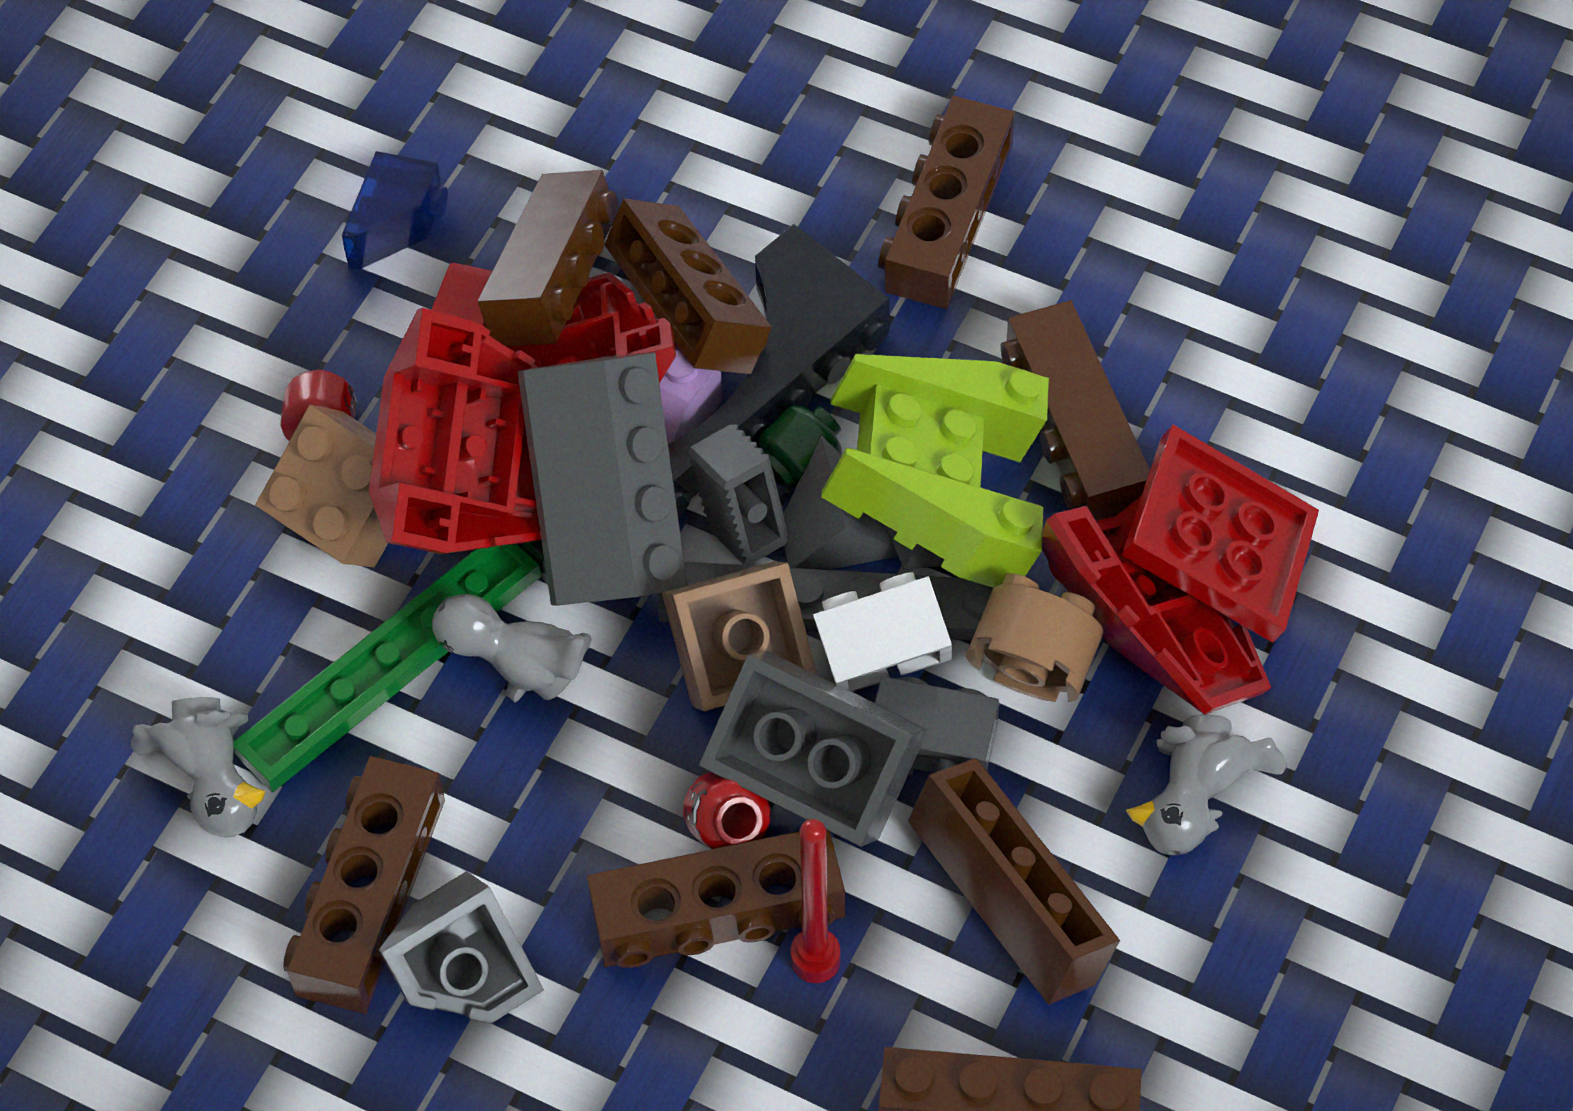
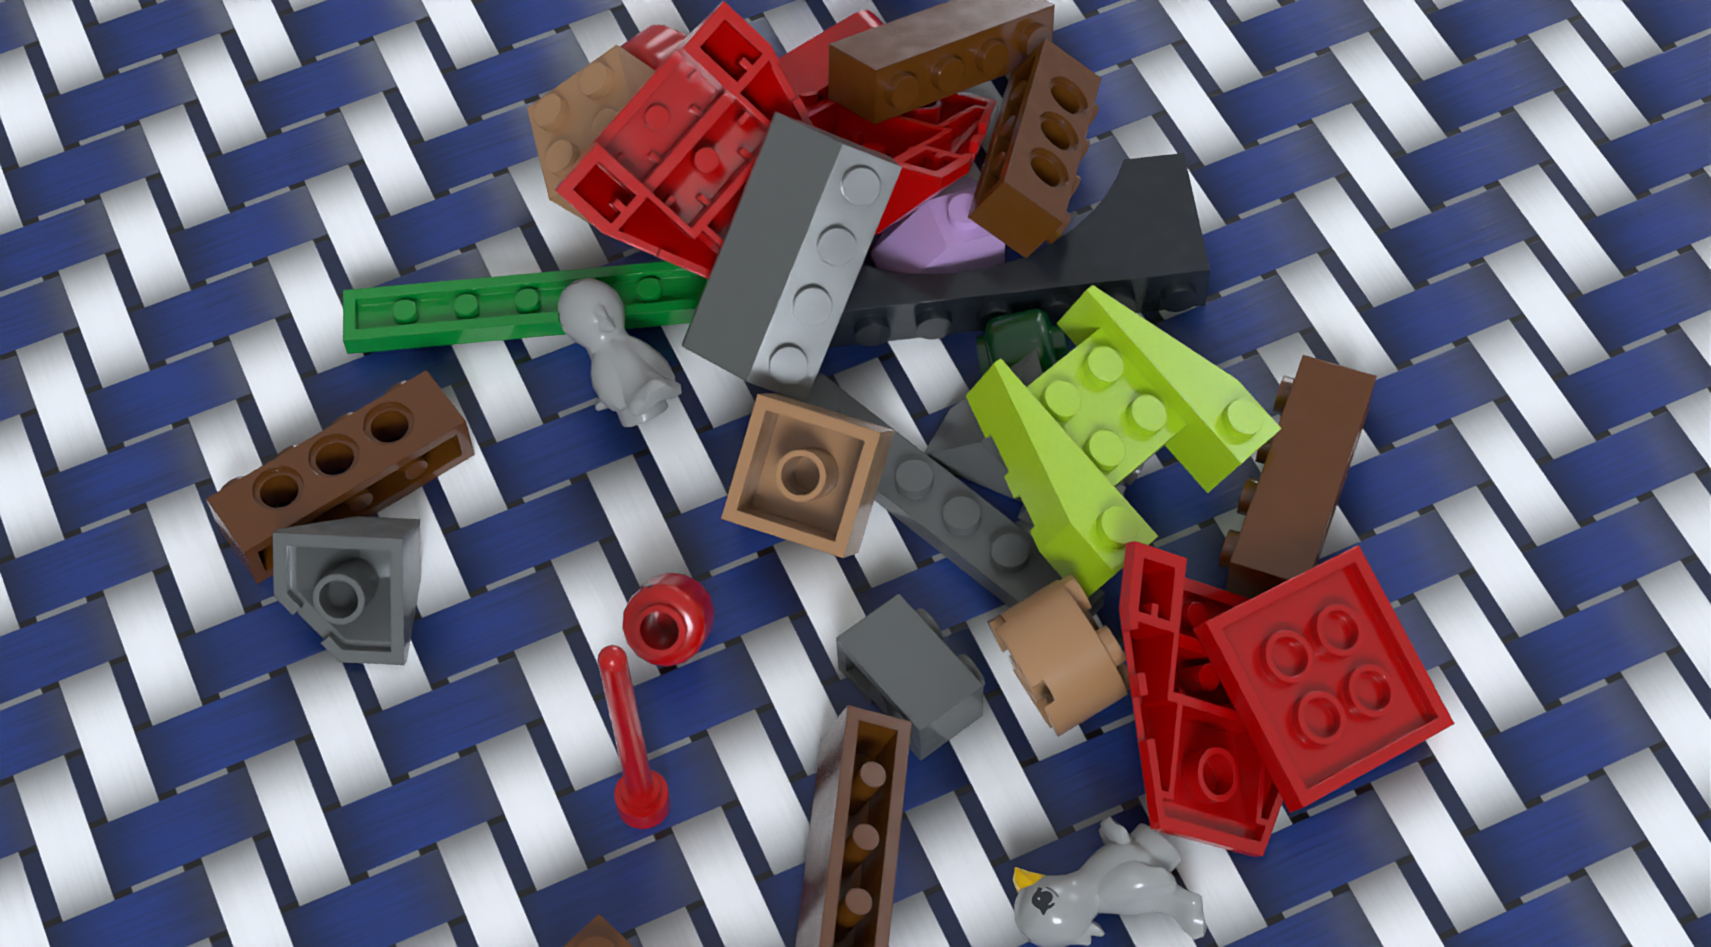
camera: 40 degrees right, 0 degrees up
(203, 747) = (314, 277): light grey animal -> none
(684, 884) = (523, 633): reddish brown brick -> none
(739, 494) = (917, 353): dark grey brick -> none
(813, 747) = (772, 612): dark grey brick -> none
(882, 631) = (920, 552): white piece -> none
(947, 201) = (1353, 222): reddish brown brick -> none

